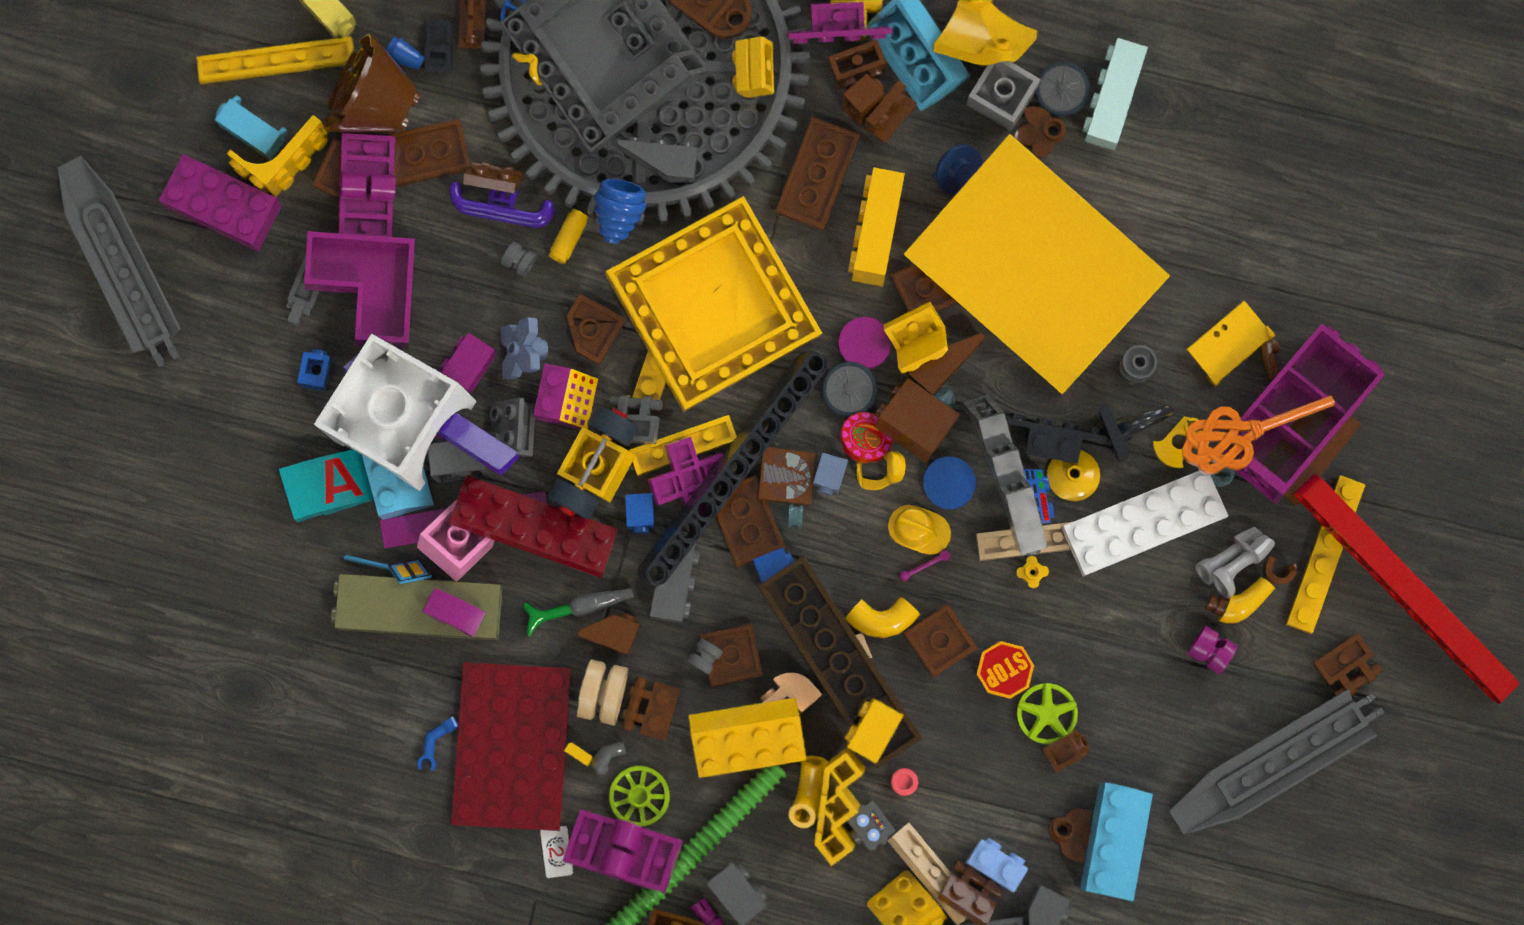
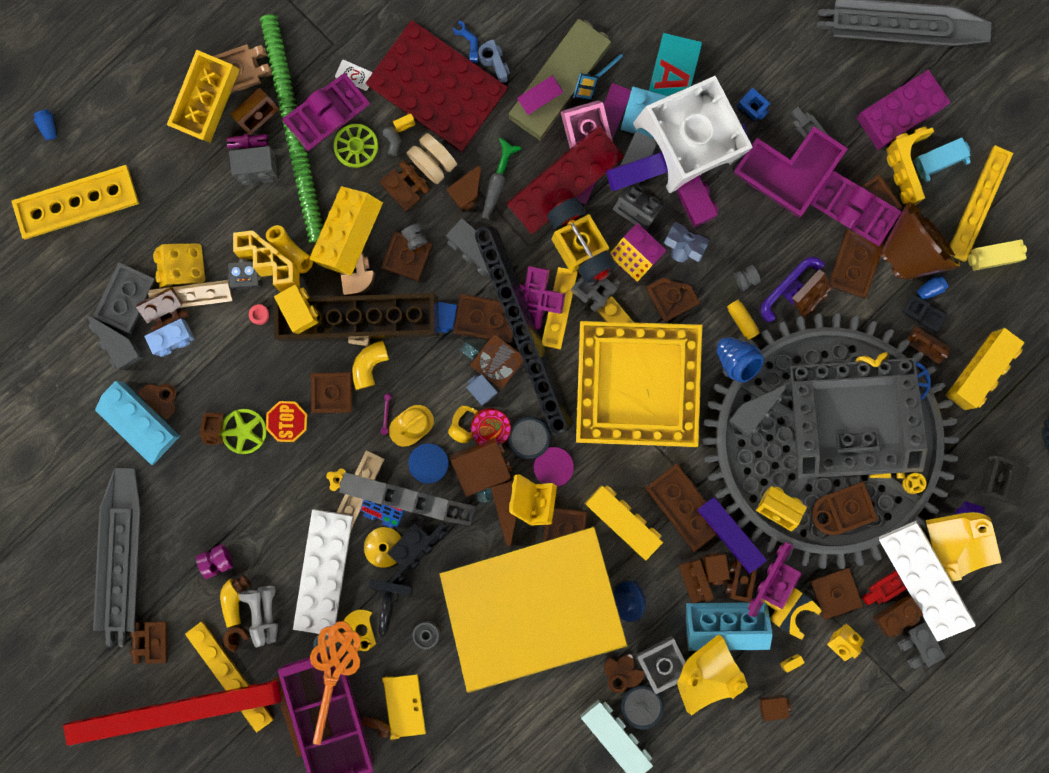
camera: 125 degrees right, 5 degrees up
(447, 682) = (500, 68): none -> sand blue plate
(640, 512) = (532, 253): blue brick -> none
(817, 102) = (732, 535): none -> dark purple tile

